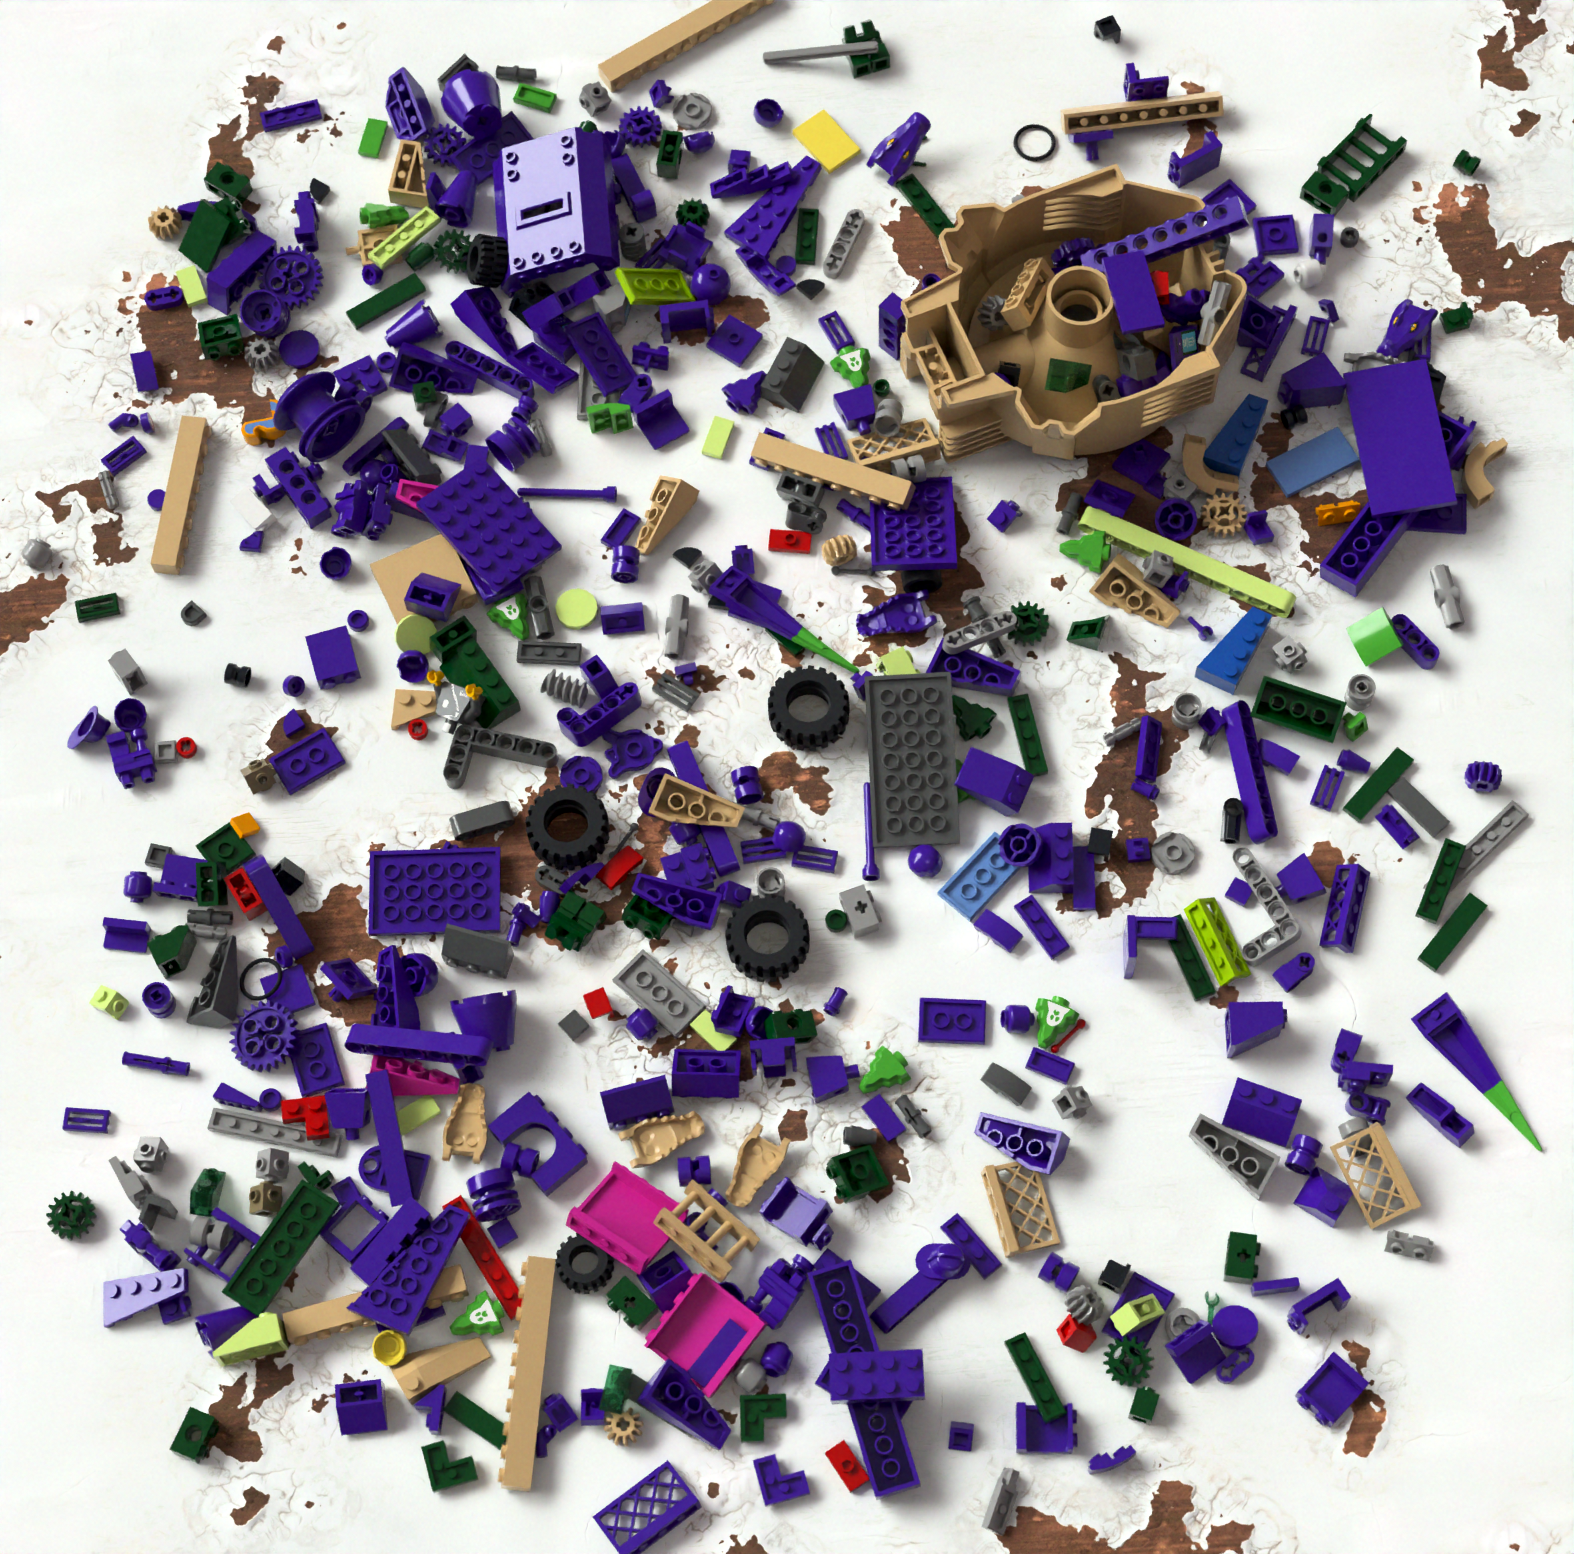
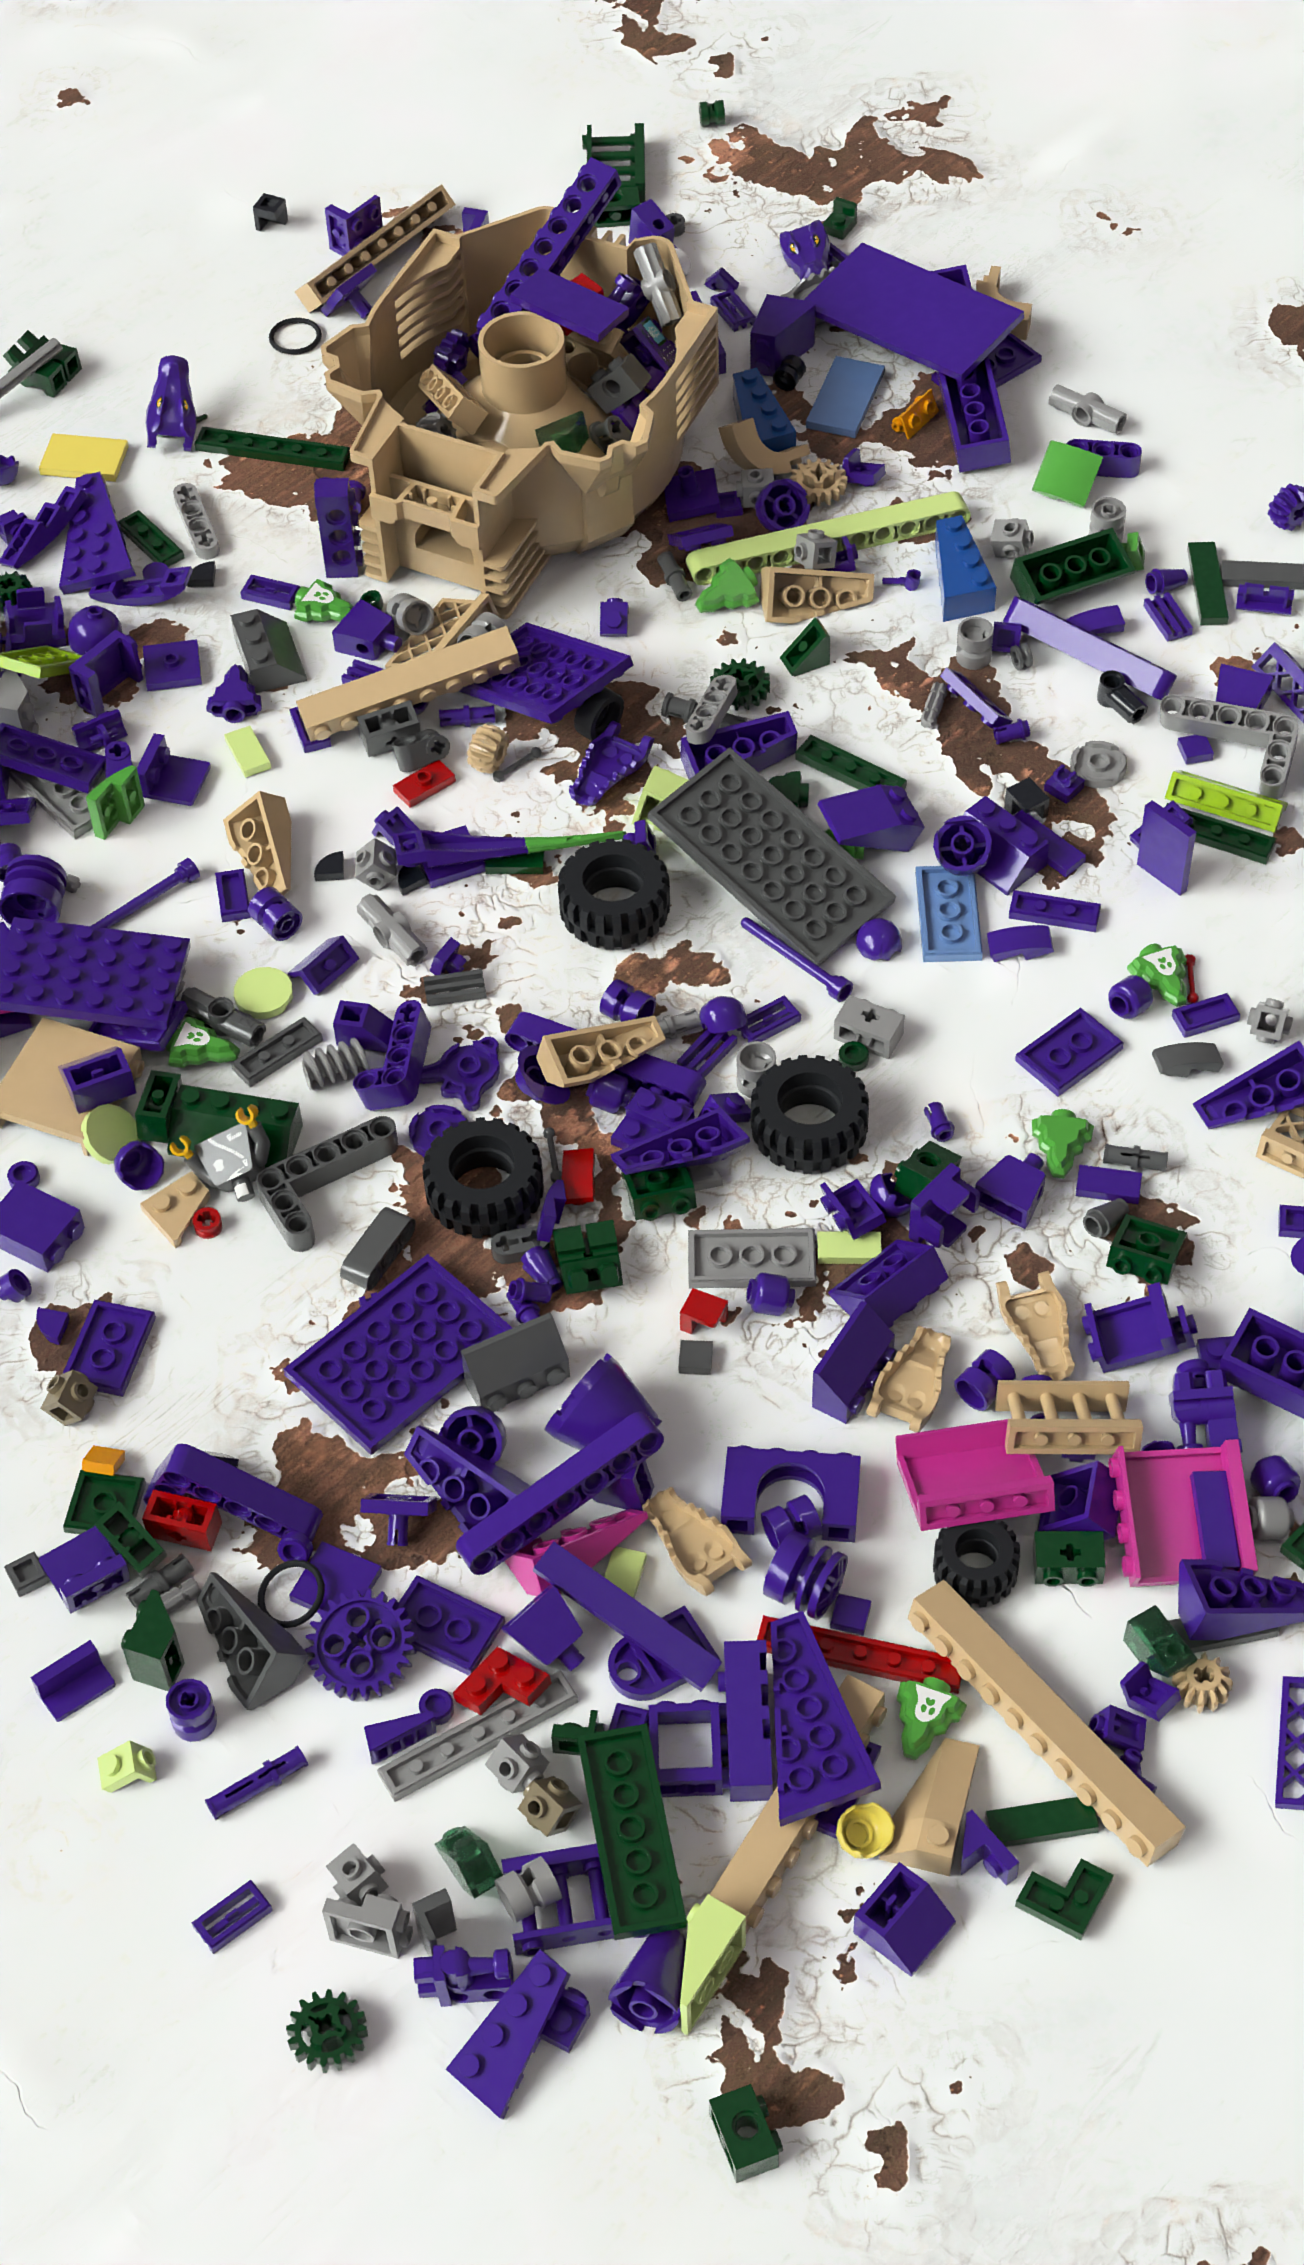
camera: 45 degrees left, 15 degrees down
(137, 886) = (36, 1619): dark purple head -> none

